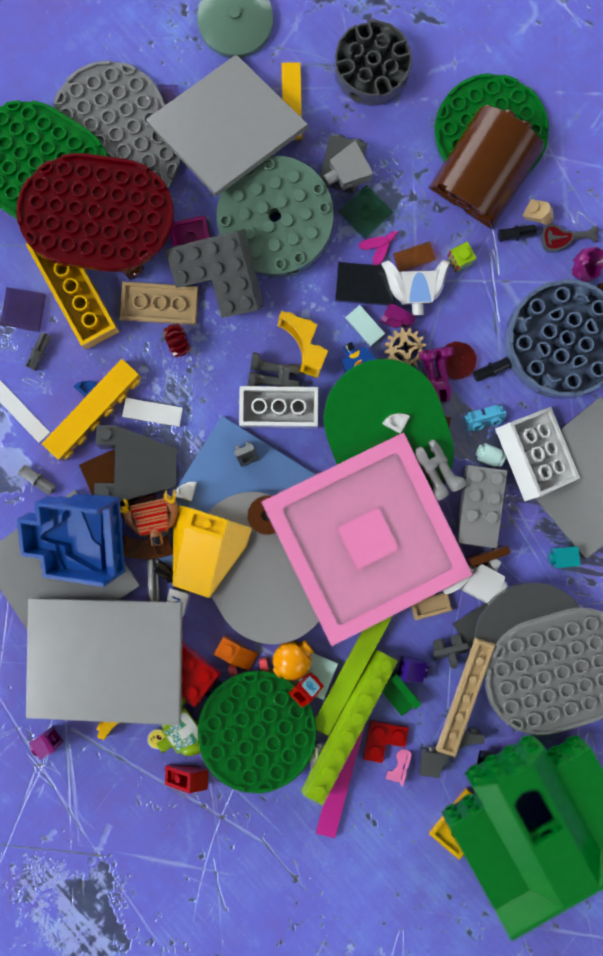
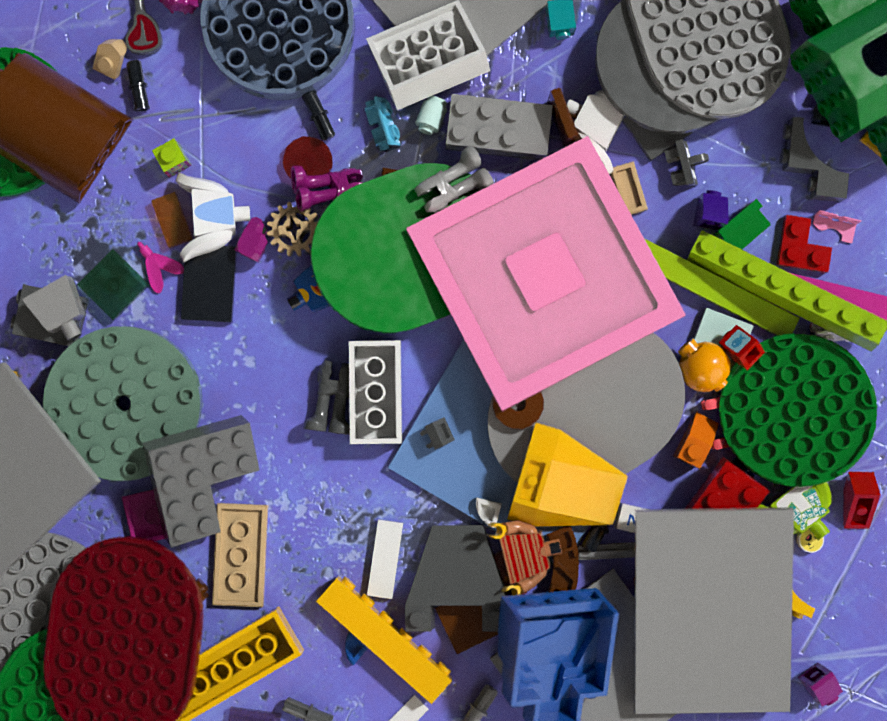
camera: 90 degrees left, 0 degrees up
(177, 340) = (289, 528): dark red gear -> none
(303, 332) = (275, 362): yellow arch -> none
(365, 326) = (264, 282): light aqua tile -> none
(396, 421) = (392, 237): white tile -> none
(465, 697) = (745, 142): tan tile -> none

